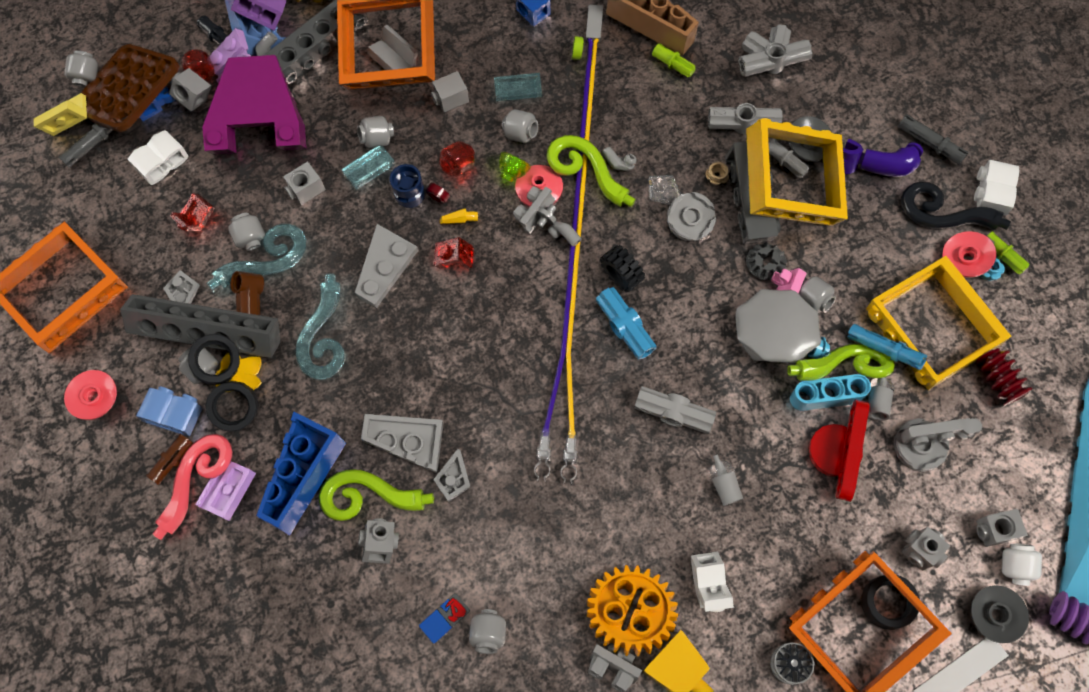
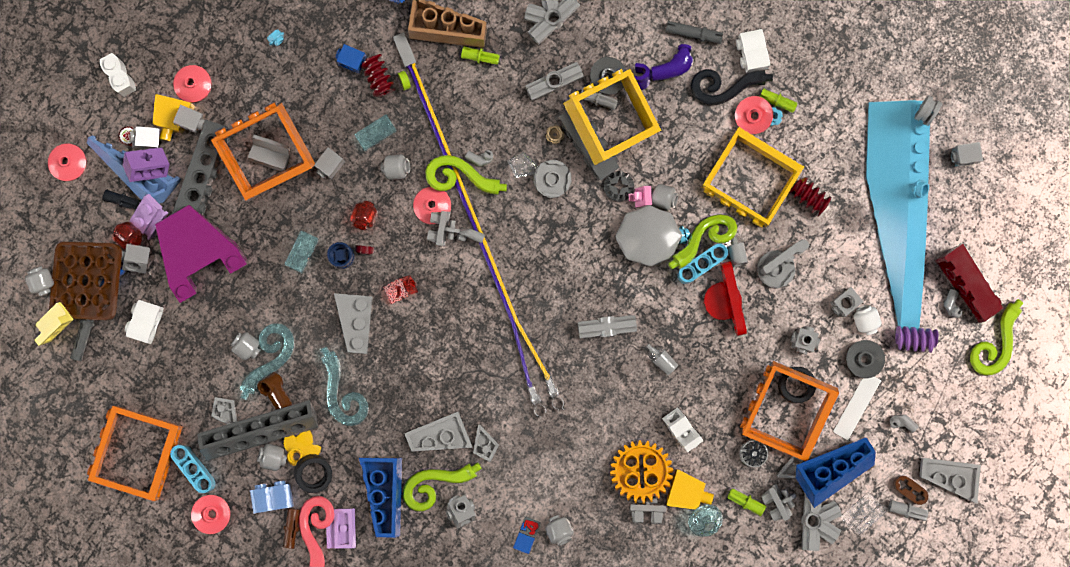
camera: 30 degrees left, 15 degrees up
(98, 326) = (184, 464): none -> medium azure beam
(194, 214) = (198, 352): clear red bracket -> none
(213, 339) = (299, 451): black tyre -> none
(265, 43) = (168, 195): light grey arm -> none
(300, 175) = (263, 281): light grey brick -> none
(375, 131) = (292, 223): light grey head -> none
(459, 216) = (388, 259): yellow bar -> none
(512, 166) = (407, 201): clear neon green brick -> none
(551, 31) = (376, 76): none -> dark red piece
(622, 268) = (524, 244): black tyre -> none
(626, 323) = (545, 281): dark azure piece -> none
(893, 349) = (734, 215): dark azure pin -> none

